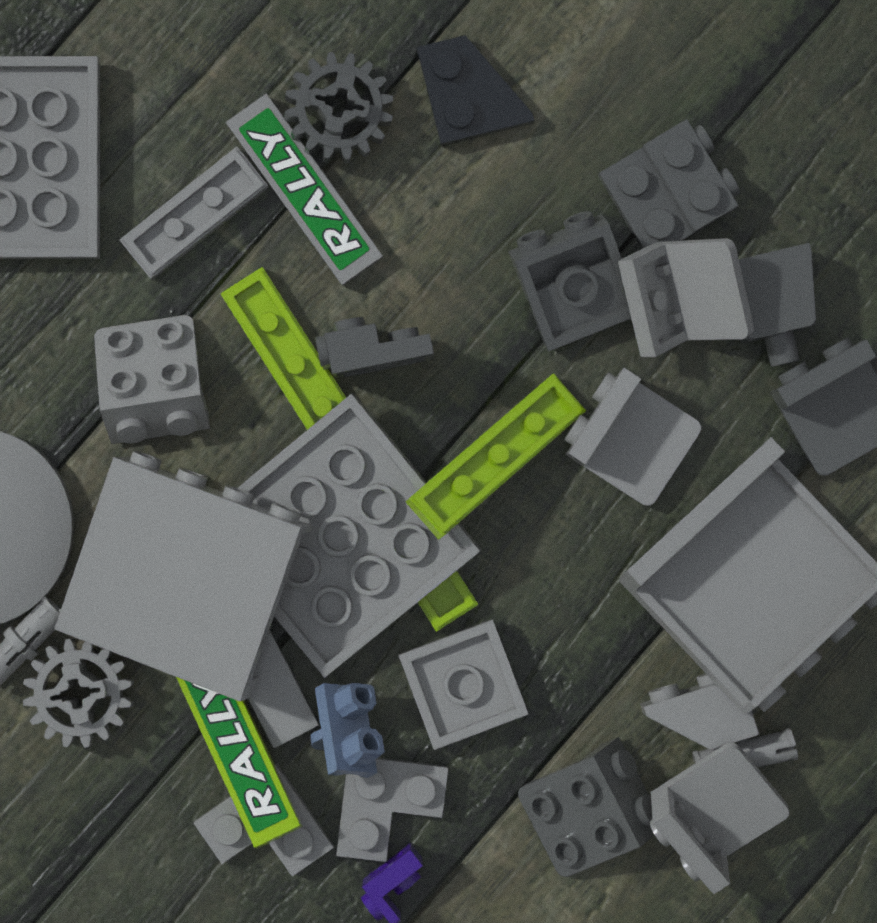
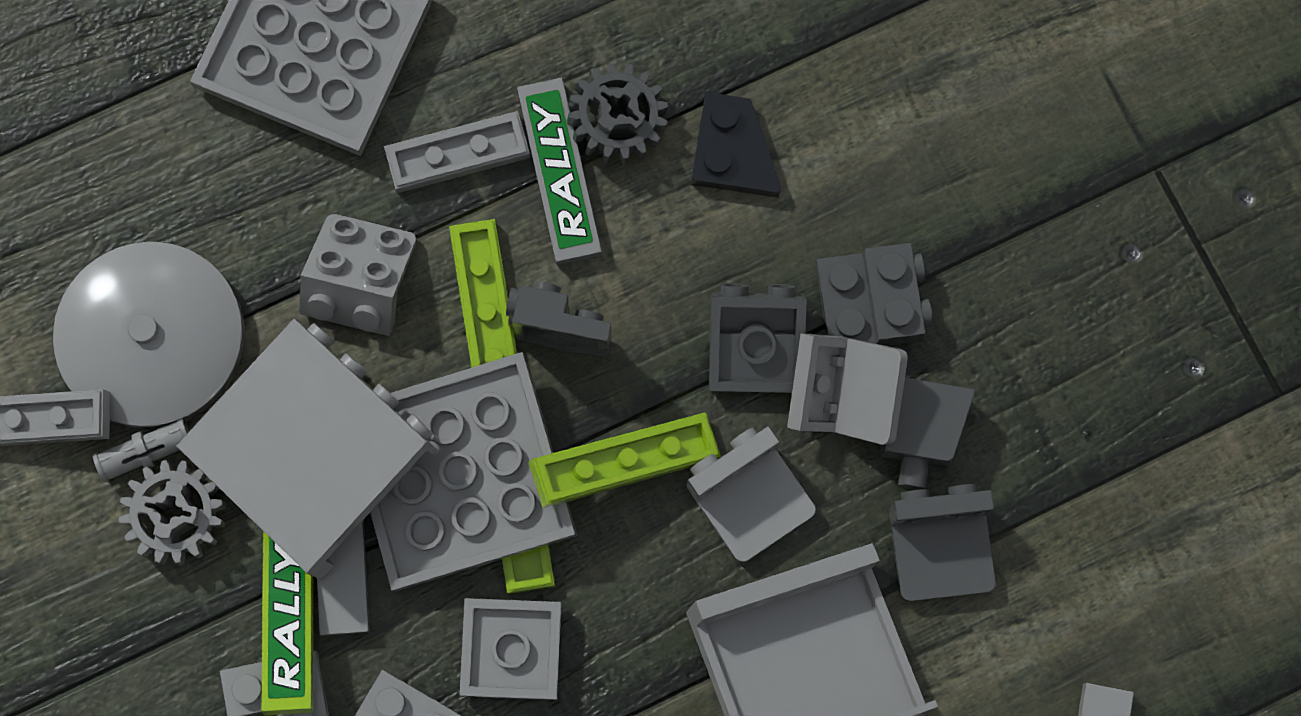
camera: 20 degrees right, 10 degrees down
(346, 730) = (389, 644): sand blue hips -> none

